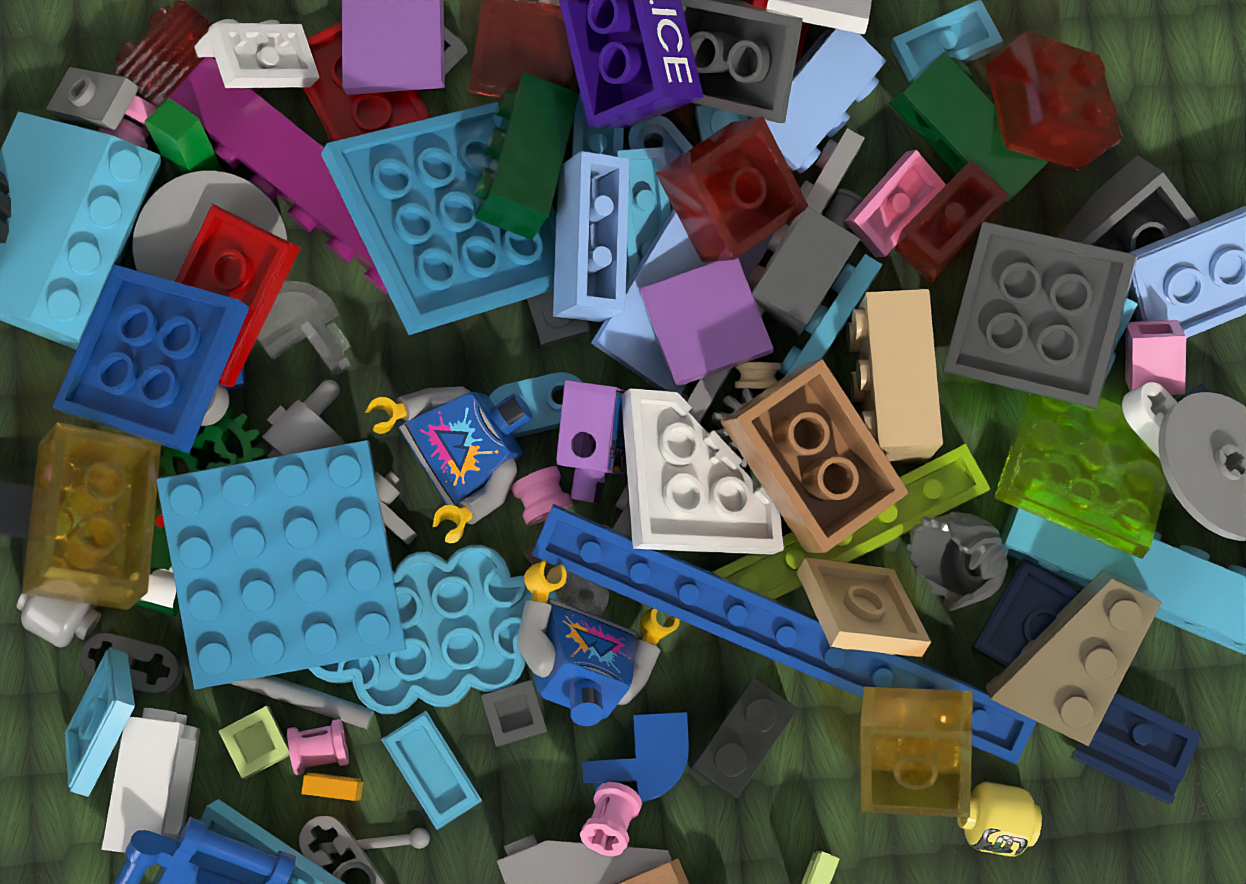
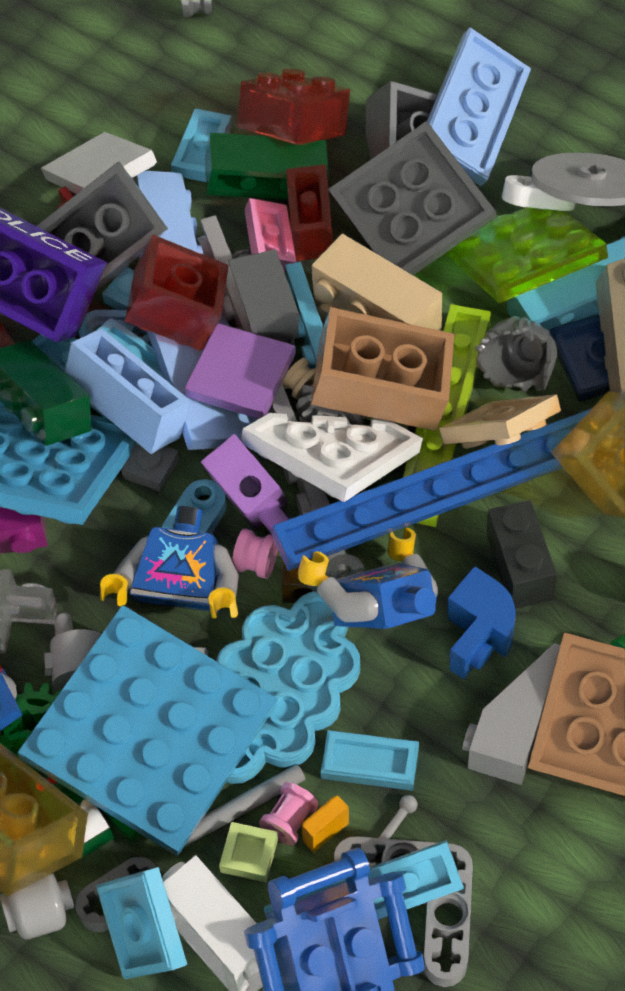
camera: 40 degrees left, 20 degrees down
(514, 713) = (380, 677): dark grey plate -> none
(611, 818) = (500, 663): bright pink bush -> none
(1156, 354) = (491, 168): bright pink brick -> none

